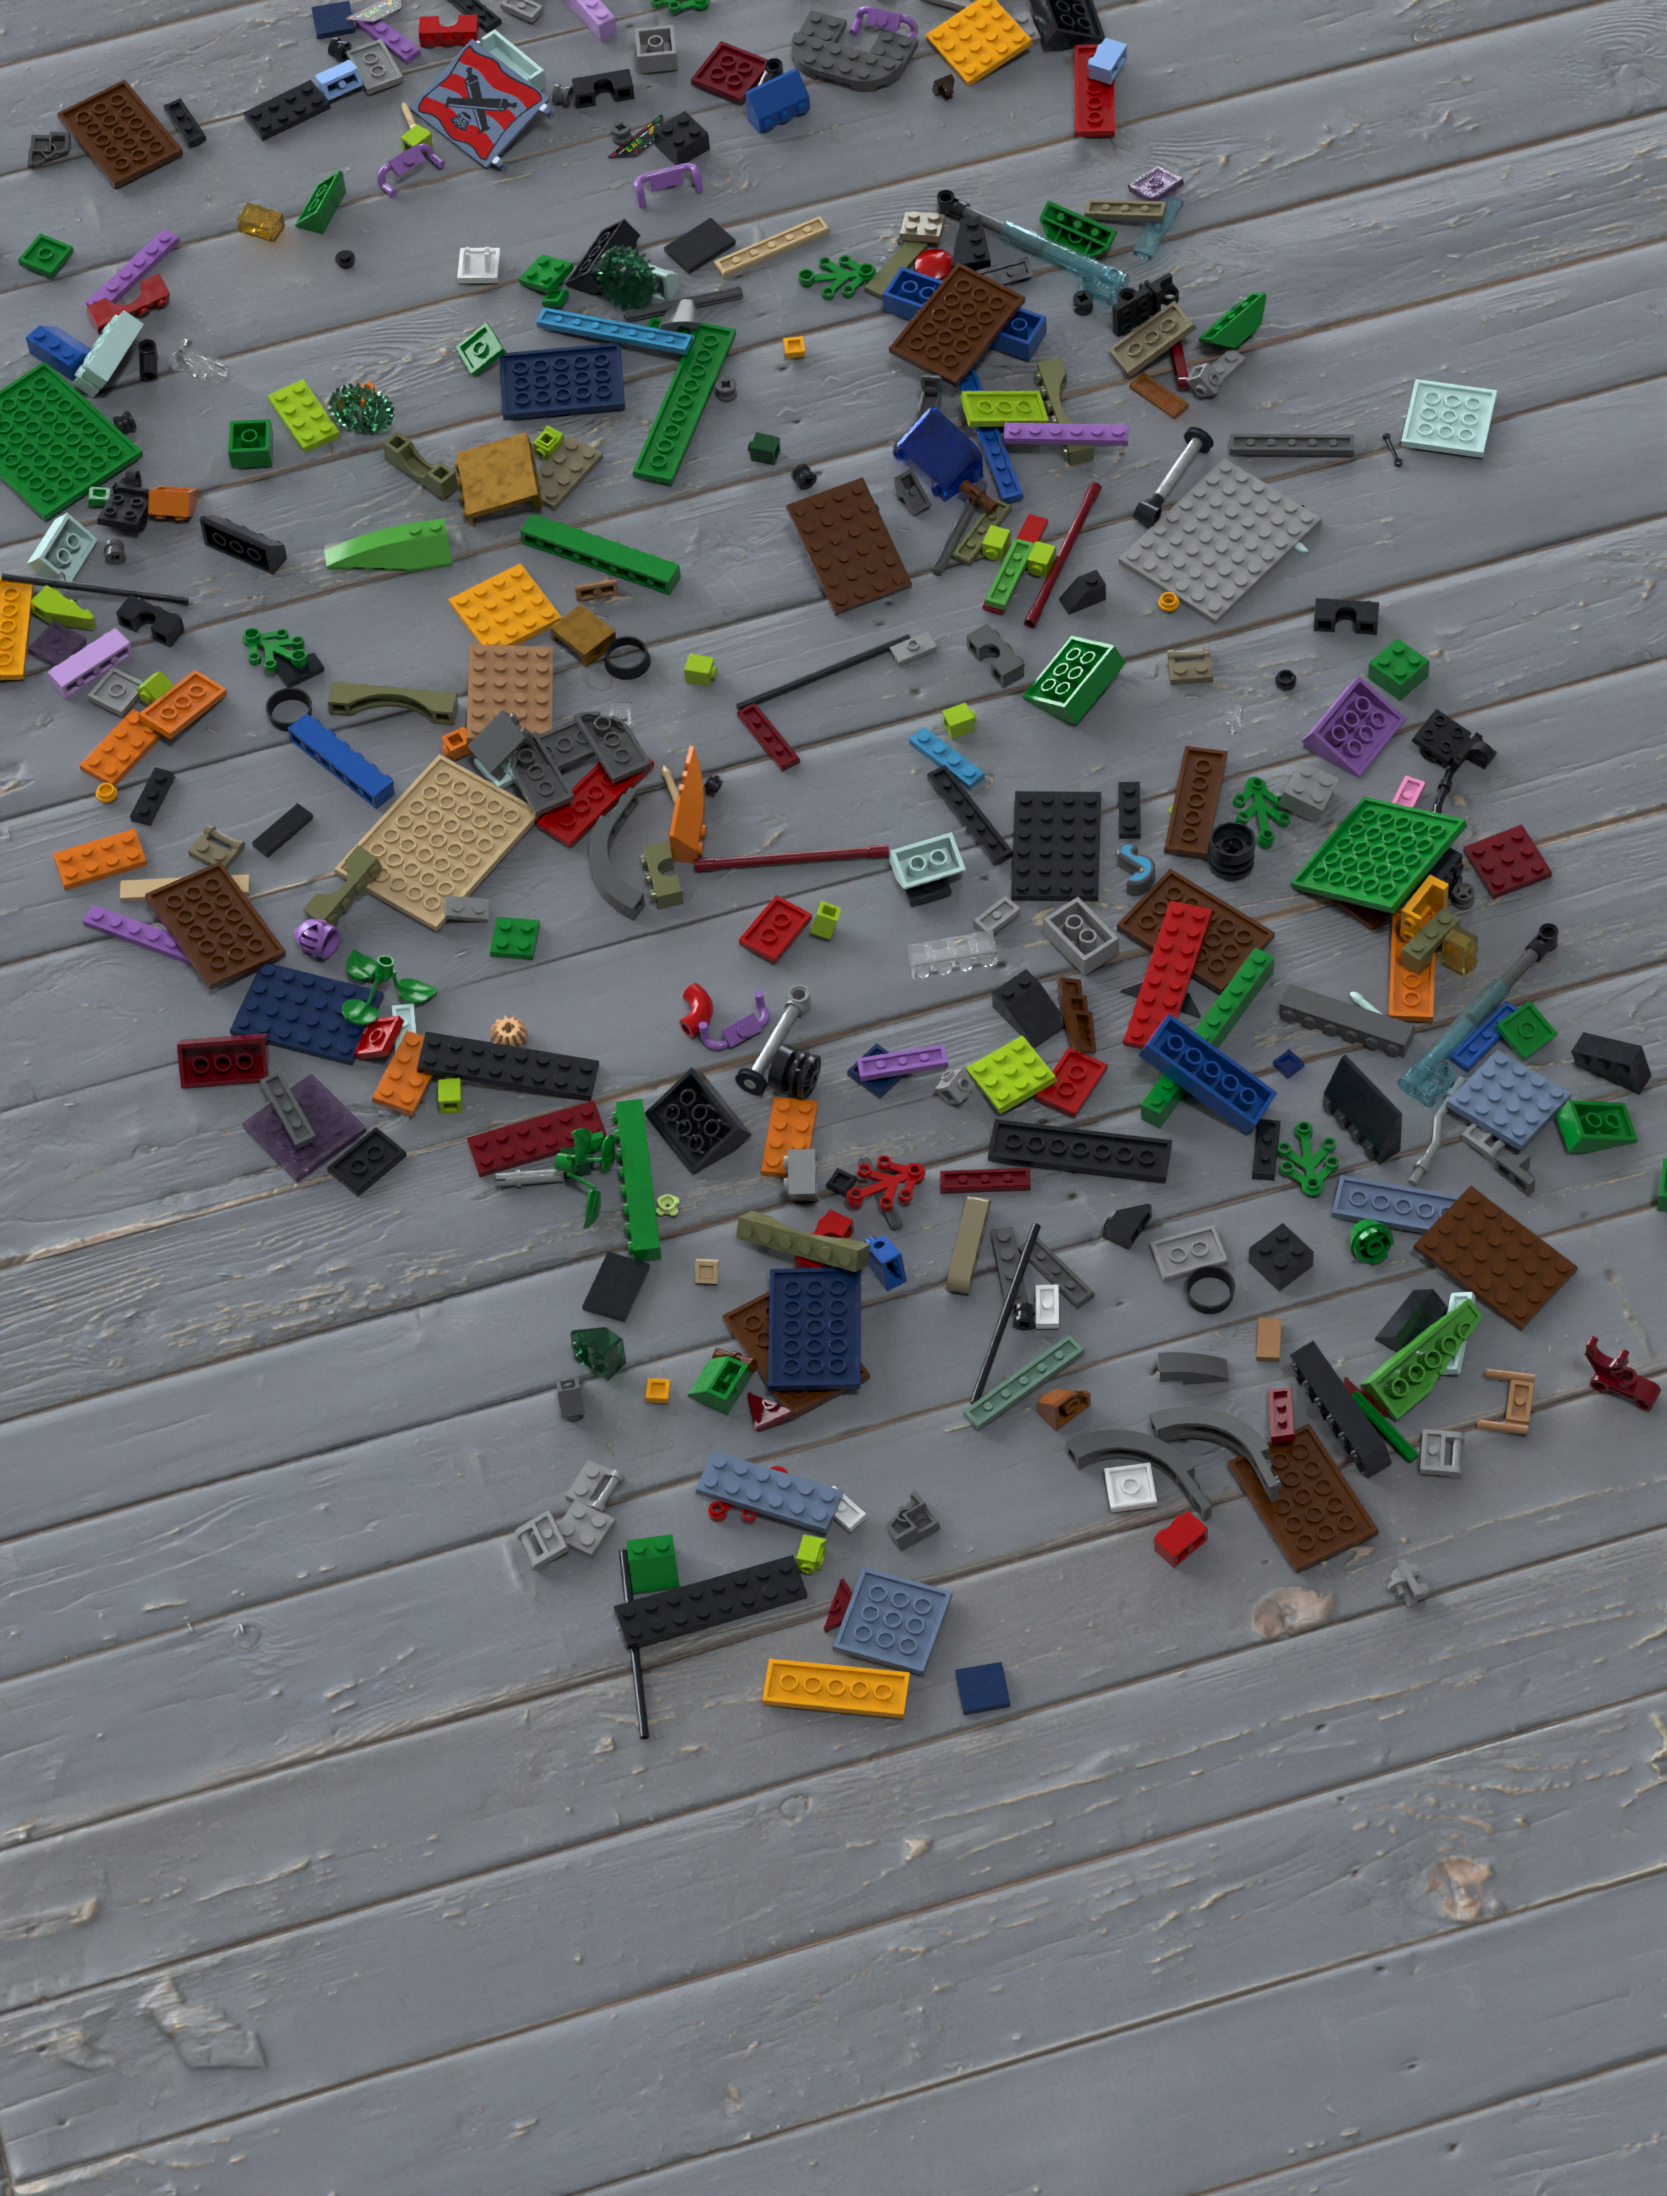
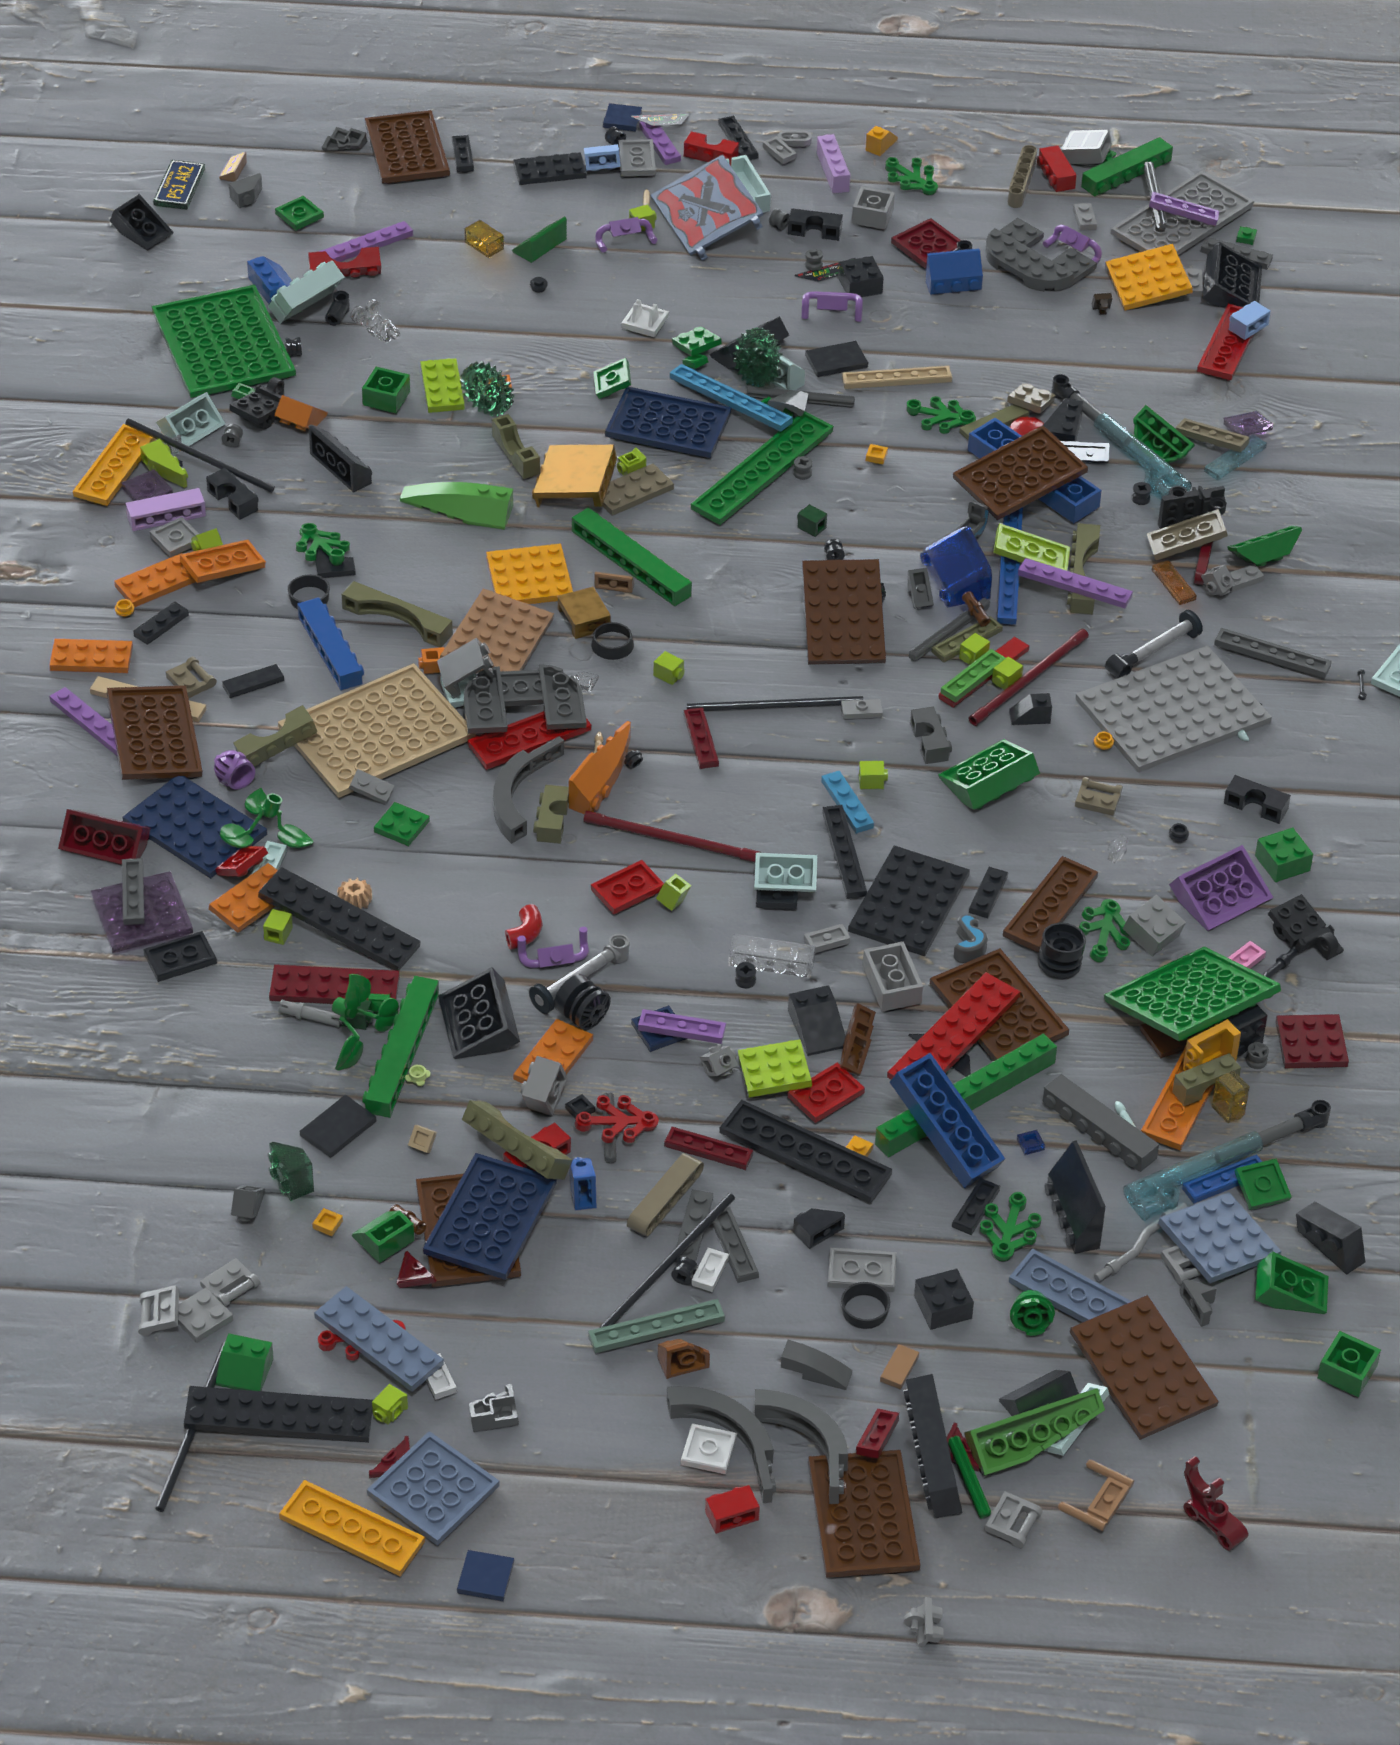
camera: 15 degrees right, 10 degrees down
(936, 990) = (745, 975): none -> black wheel
(1129, 1126) = (860, 1146): none -> light orange plate

